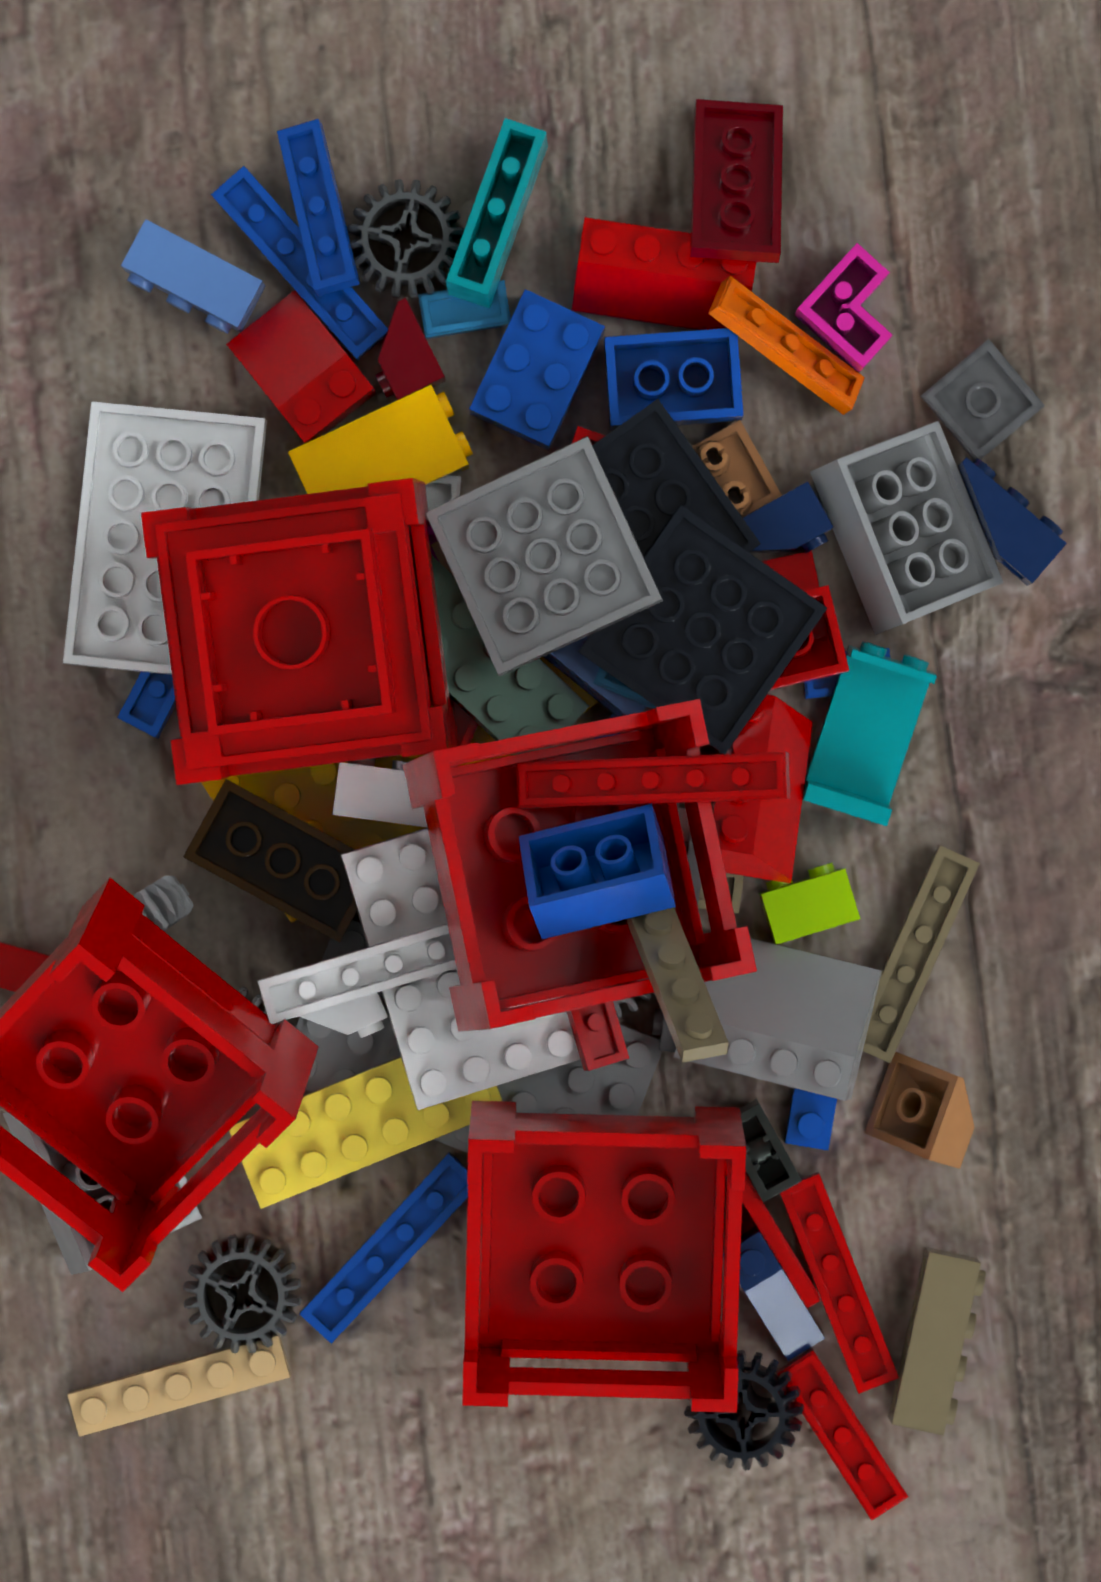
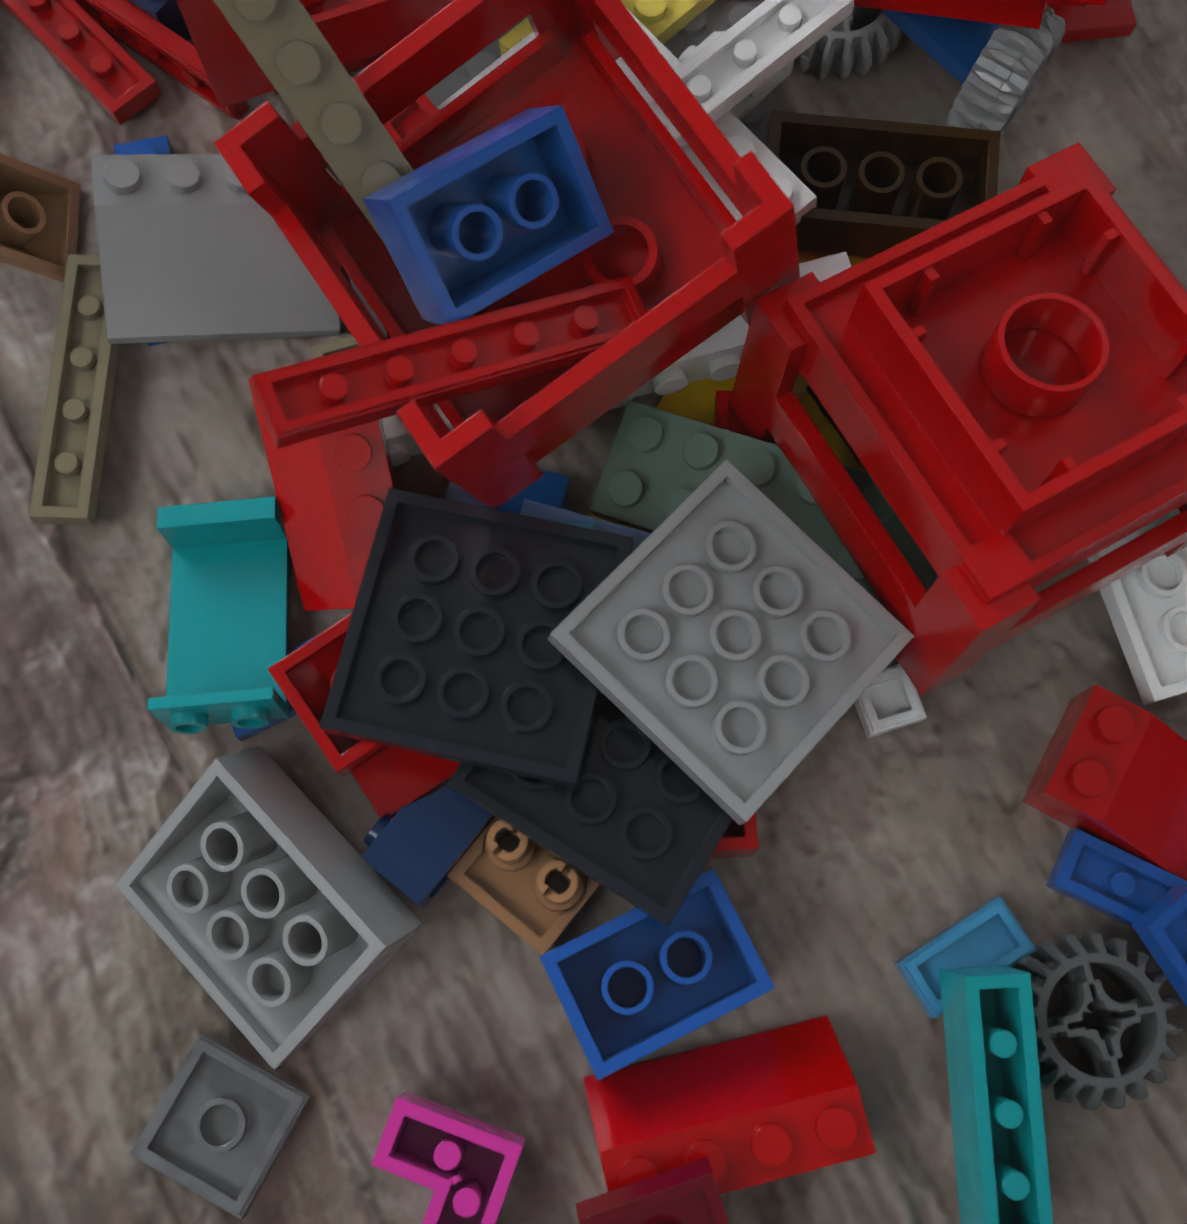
camera: 155 degrees right, 15 degrees down
(386, 445) = (982, 727): yellow panel -> none
(406, 356) = (1014, 859): dark red slope -> none
(537, 370) = (841, 910): blue brick -> none
(765, 1155) = (180, 98): pearl dark grey brick -> none
(786, 345) = (522, 1086): orange tile -> none
(809, 904) = (214, 392): lime brick -> none
(1013, 533) = (122, 956): dark blue slope -> none

